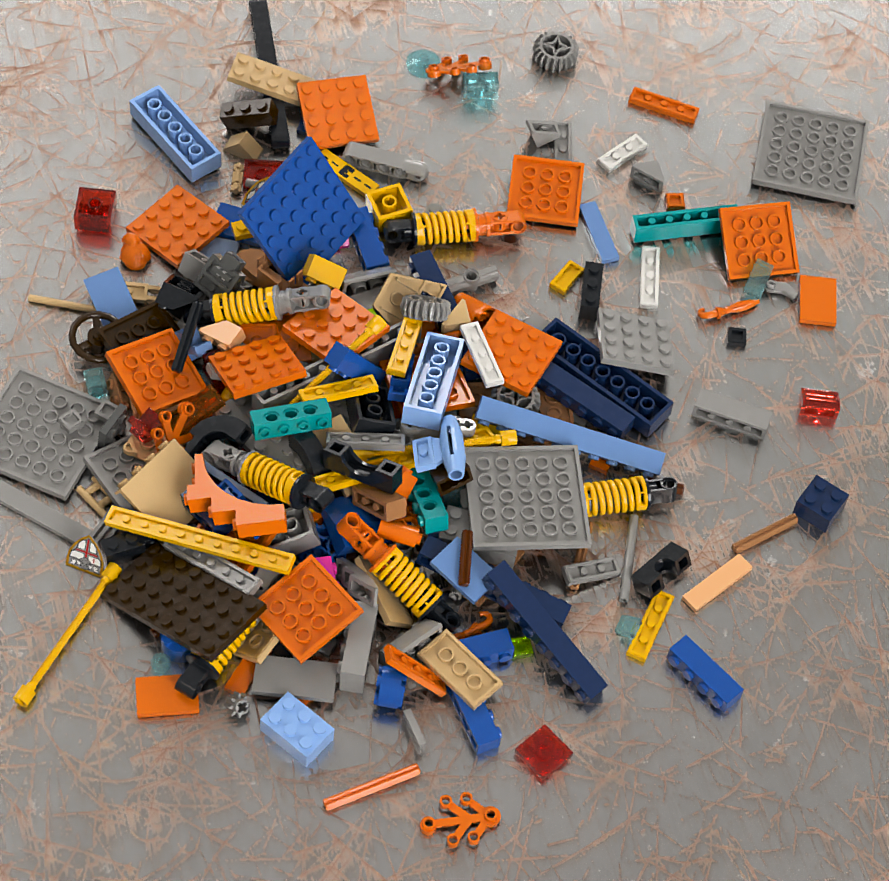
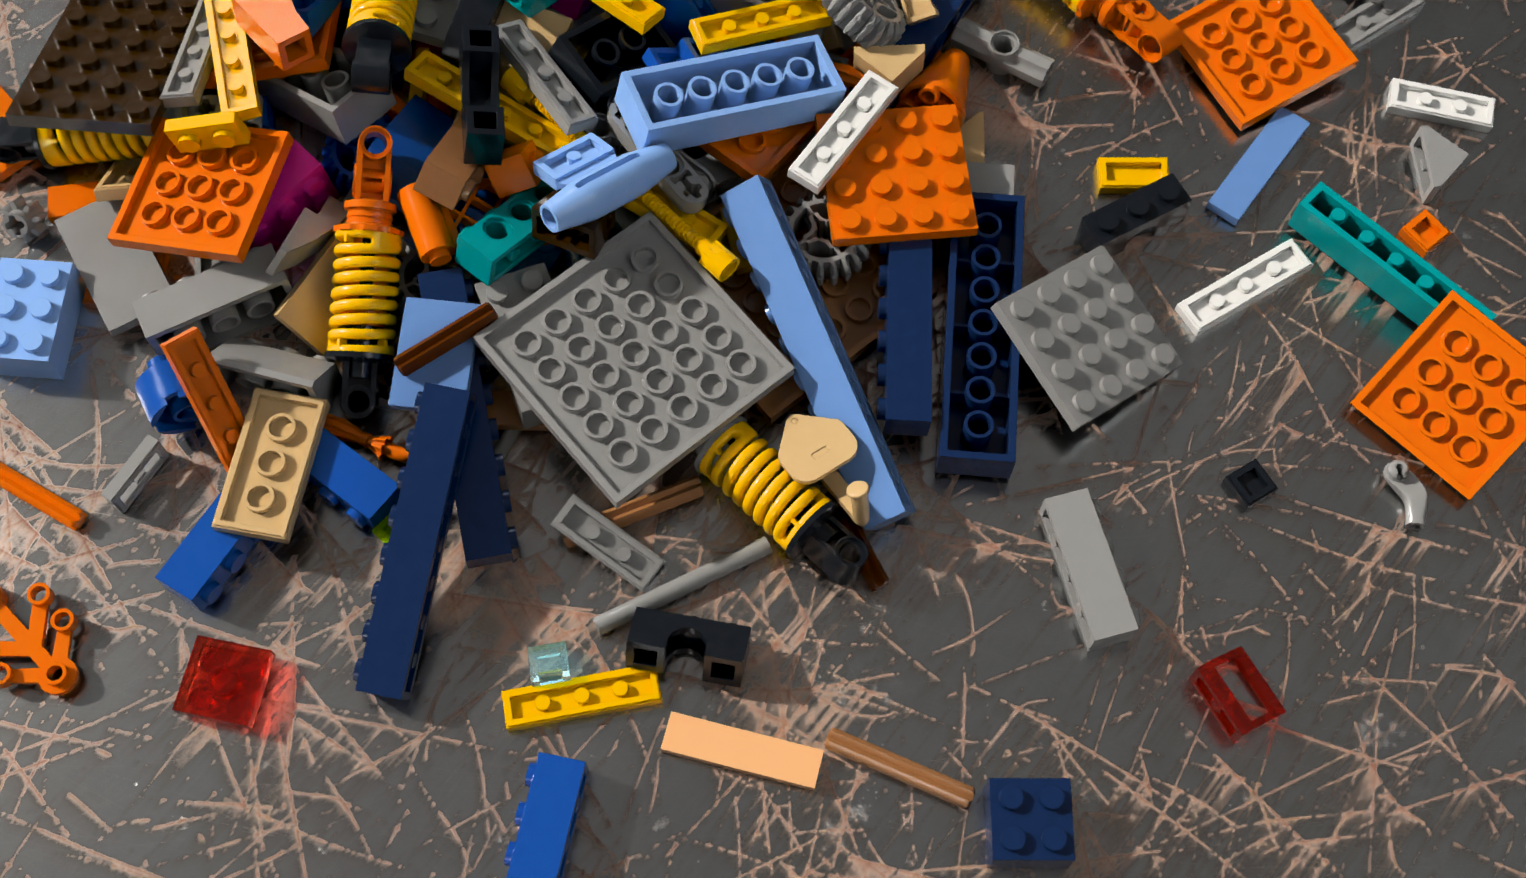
camera: 60 degrees right, 10 degrees up
(283, 588) = (207, 131): none -> yellow plate
(617, 464) = (814, 450): none -> tan piece
(718, 312) = (1307, 448): orange piece -> none
(757, 279) = (1391, 443): clear light blue tile -> none
(817, 300) = (1442, 565): orange tile -> none

